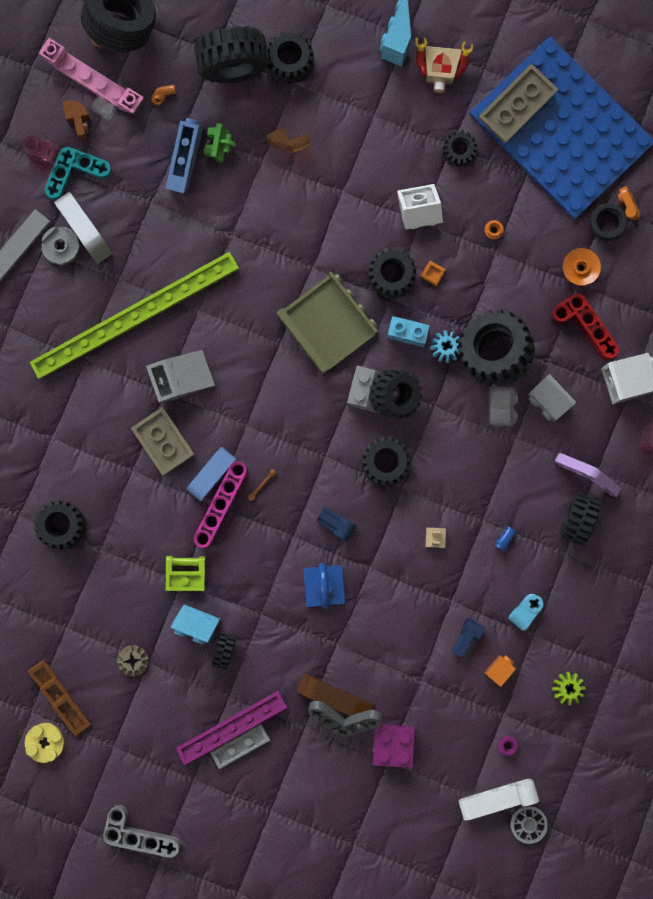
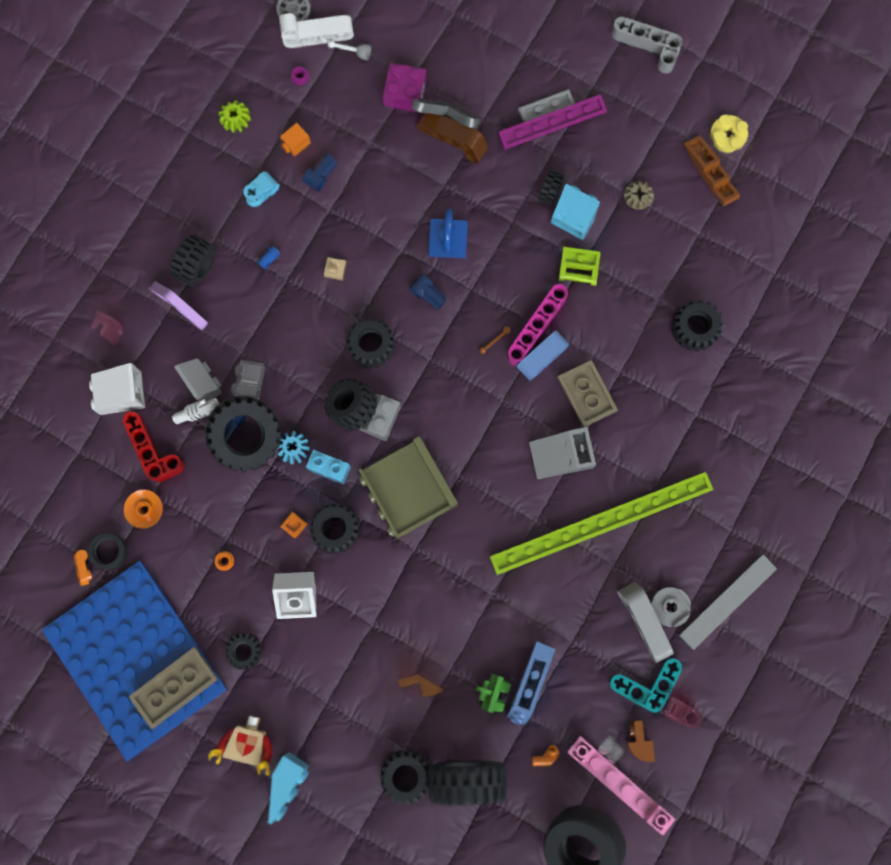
camera: 170 degrees left, 5 degrees down
(445, 783) = (363, 50): none -> hinge
(548, 366) = (195, 411): none -> white hinge

